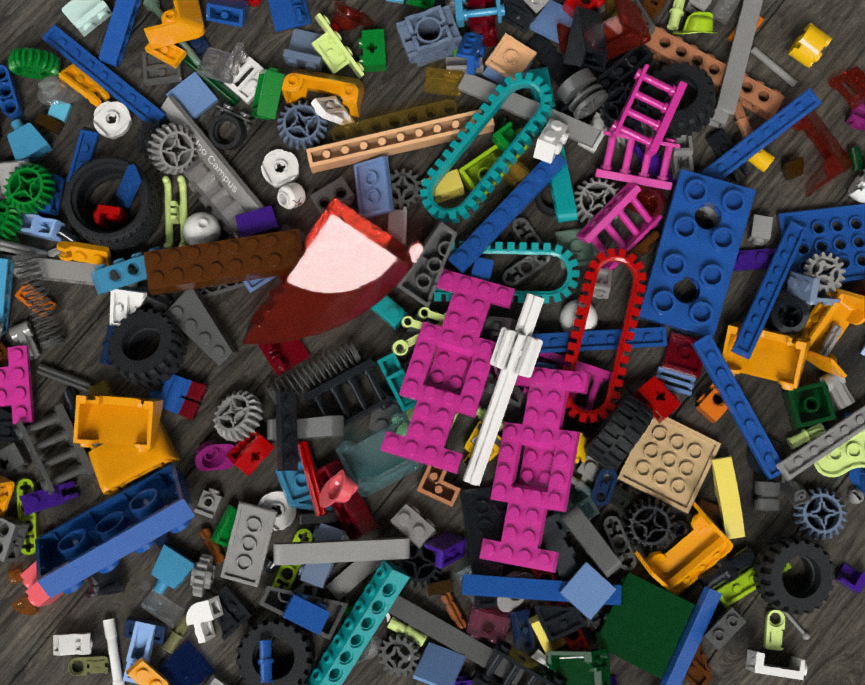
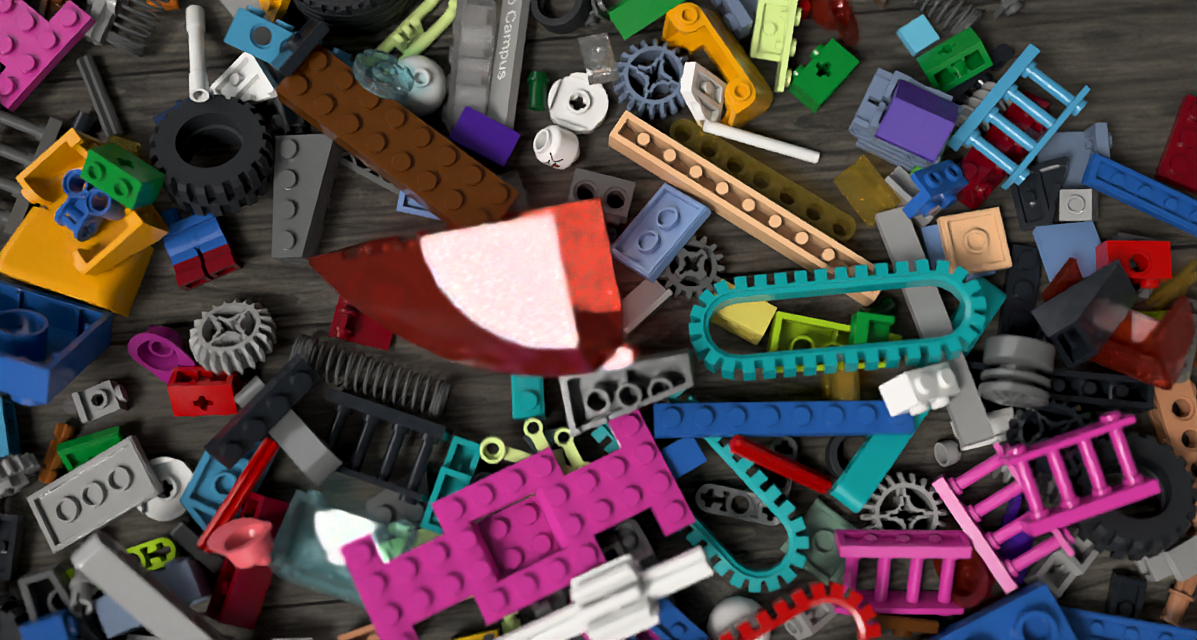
camera: 40 degrees right, 0 degrees up
(105, 321) = (198, 77): none -> white piece
(118, 422) = (85, 207): none -> blue piece
(121, 392) = (122, 175): none -> green brick
(139, 261) = (299, 46): none -> black plate
(187, 238) = (382, 75): none -> clear light blue tile
(257, 180) = (538, 90): none -> dark green pin
(269, 139) = (598, 59): none -> clear plate
(288, 581) = (81, 593): none -> light grey pin
(376, 105) = (761, 141): none -> white bar
(436, 29) = (917, 121): none -> dark purple slope
(525, 232) = (779, 464): none -> red axle
(589, 158) = (947, 452): none -> light grey hinge

